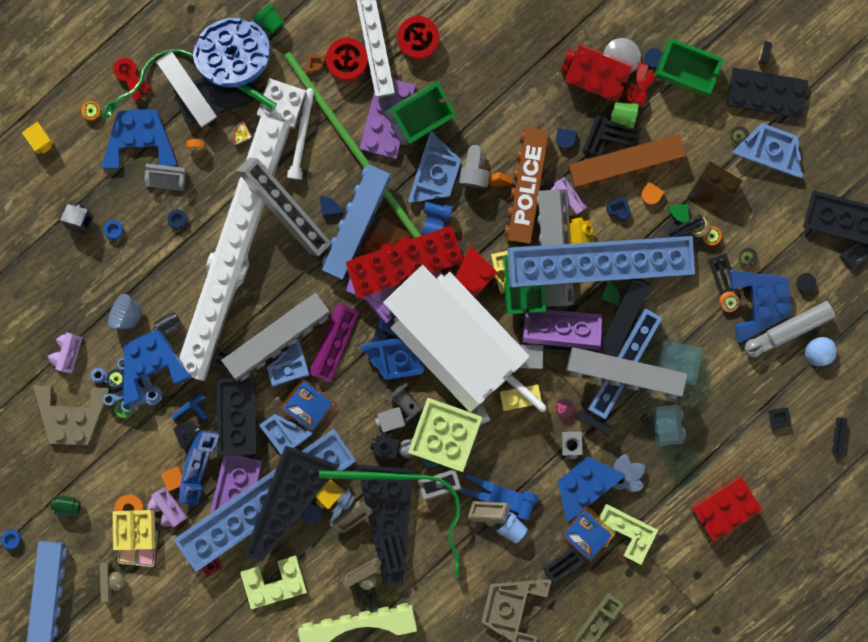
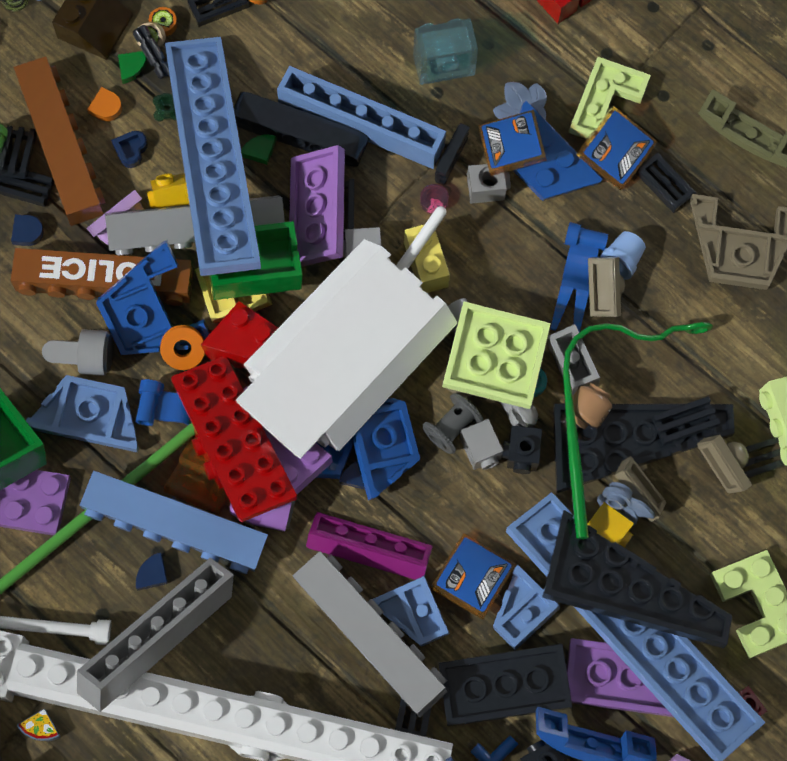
camera: 95 degrees left, 15 degrees down
(312, 514) = (645, 549): dark blue tile -> none
(406, 491) = (591, 406): none -> medium nougat head
(481, 234) = (178, 361): none -> orange piece
(495, 207) = (135, 309): none -> blue wing
(499, 179) = (94, 318): orange tile -> none
(594, 462) = (512, 142): none -> slope
(627, 372) = (374, 103): light grey brick -> none
(650, 230) = (160, 102): none -> clear green plate
(682, 359) = (352, 47): clear light blue brick -> none

